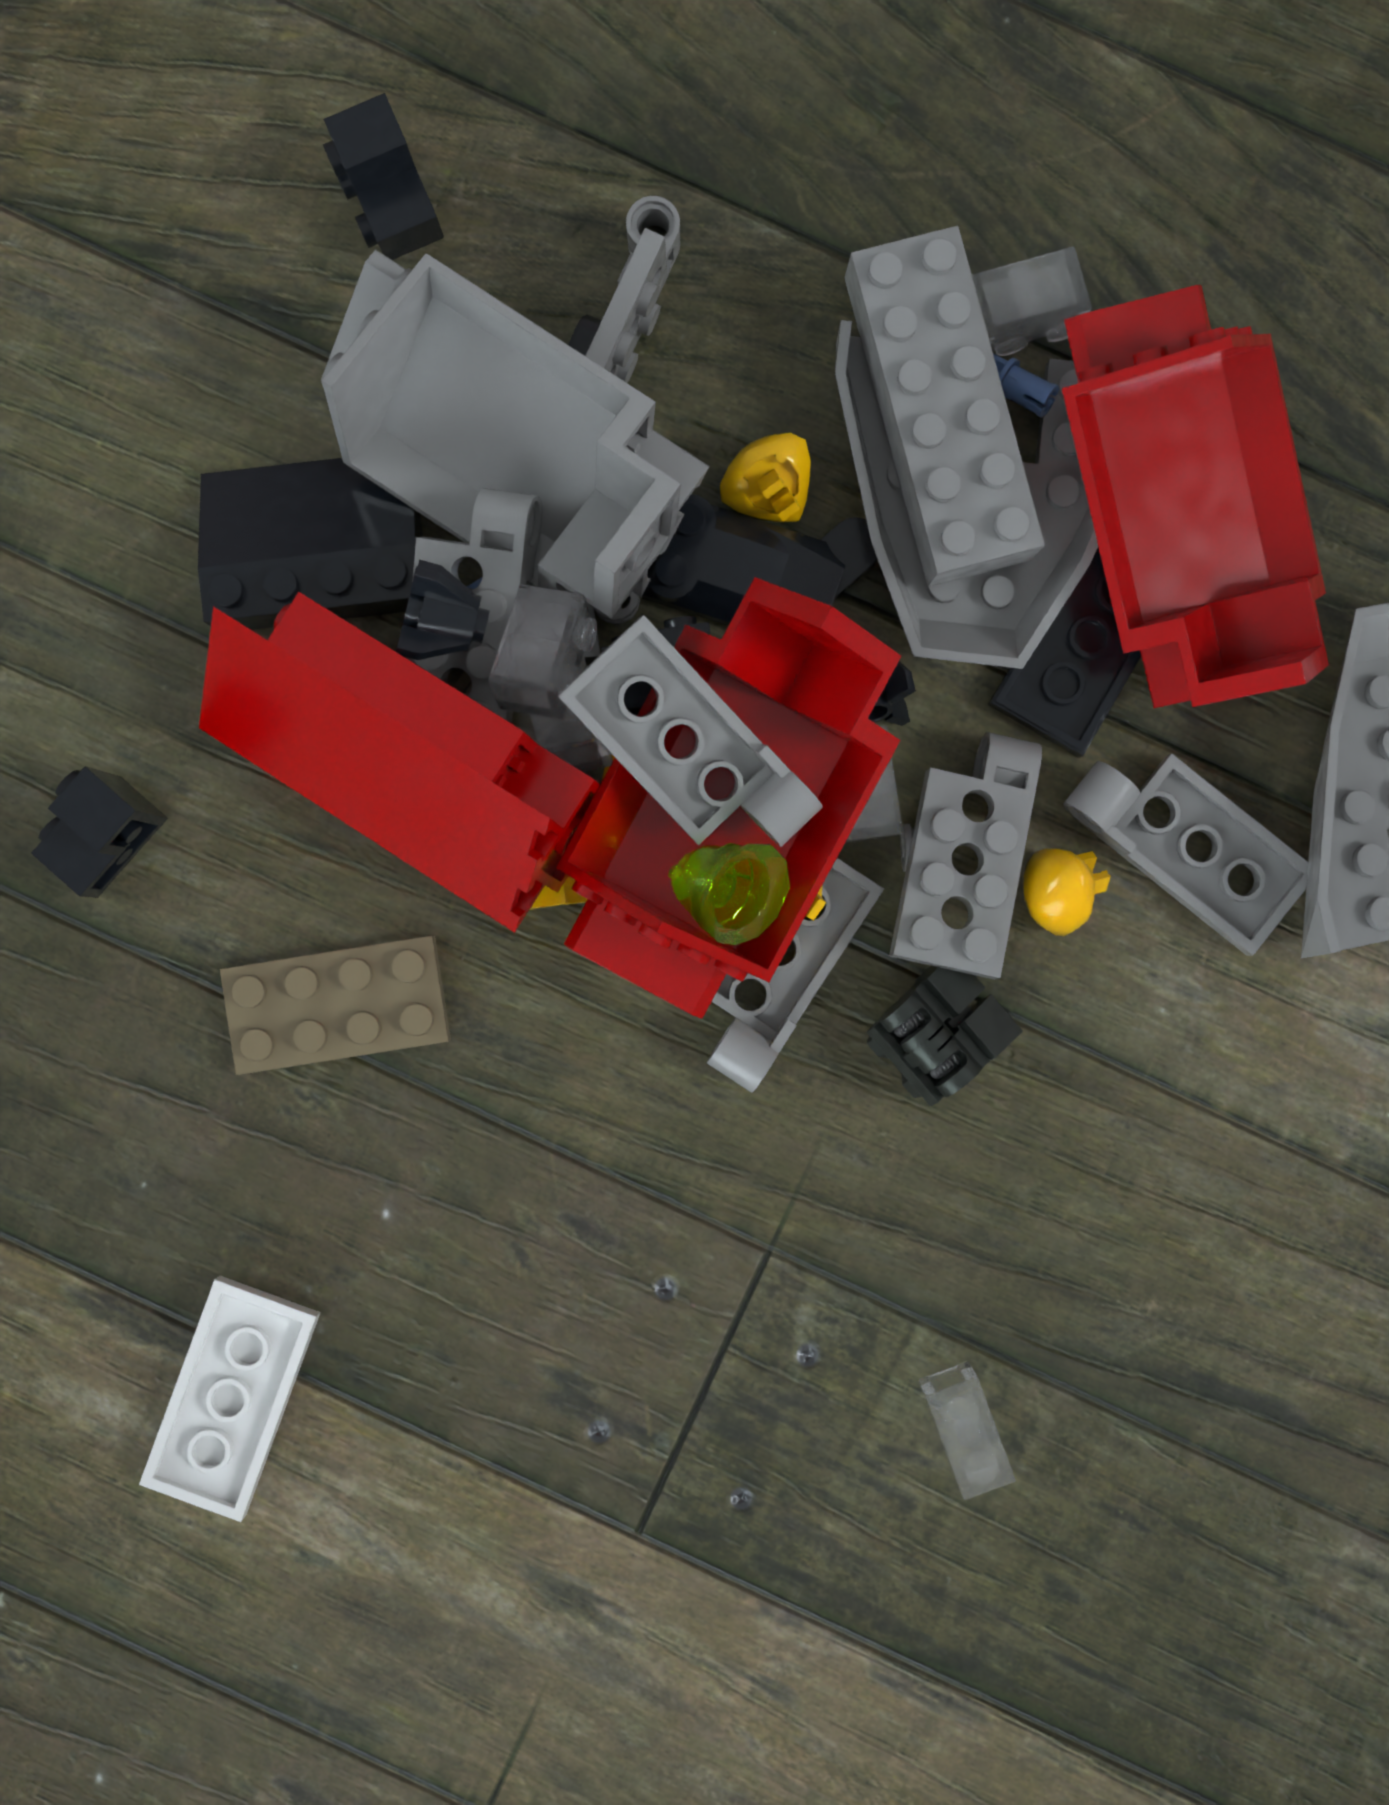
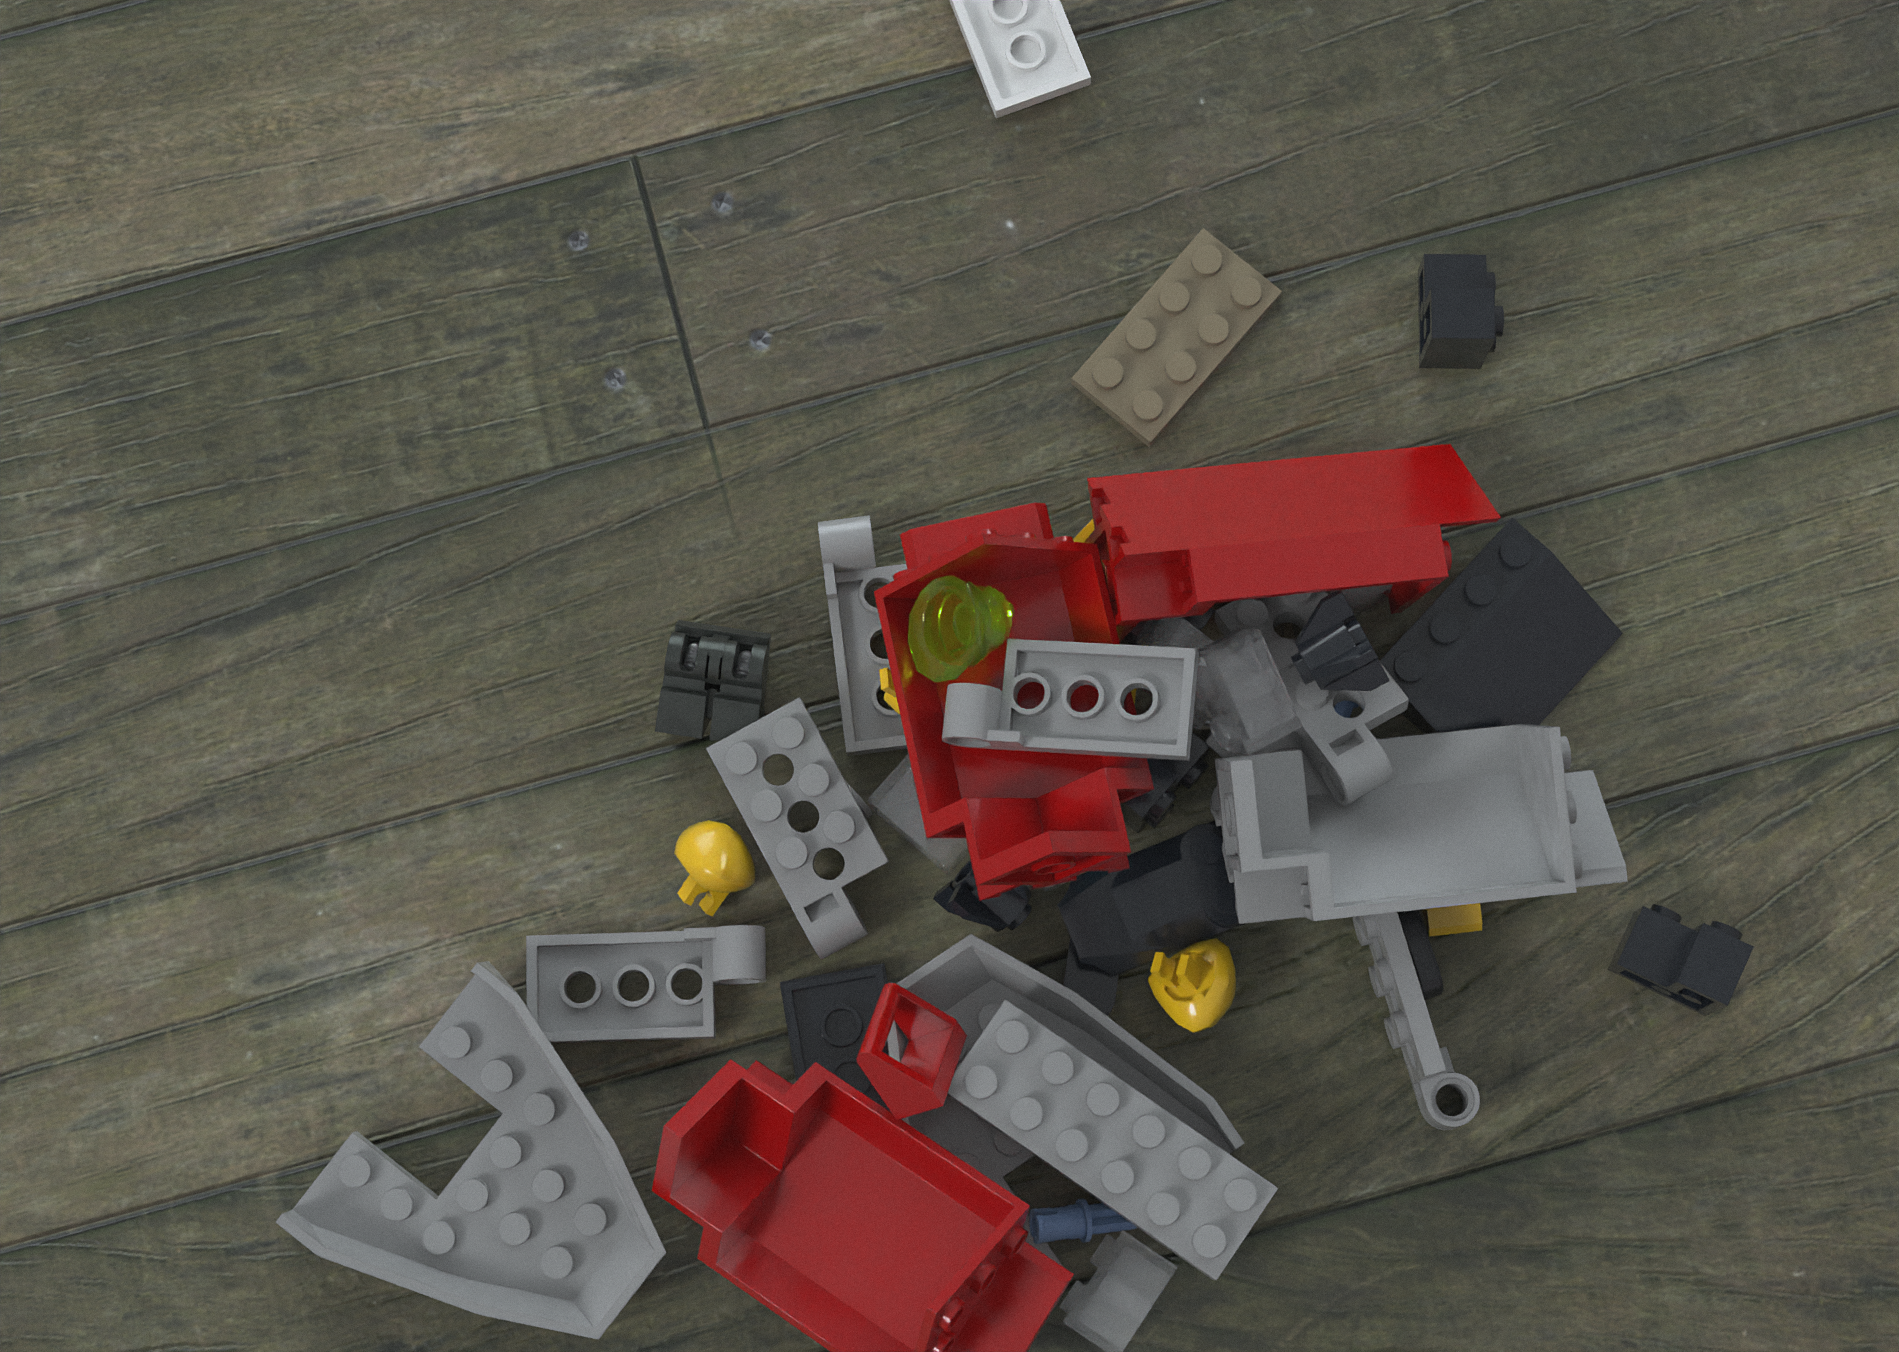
camera: 140 degrees right, 10 degrees down
(966, 1430) = (457, 416): clear brick -> none
(1036, 580) = (929, 1057): none -> red tile

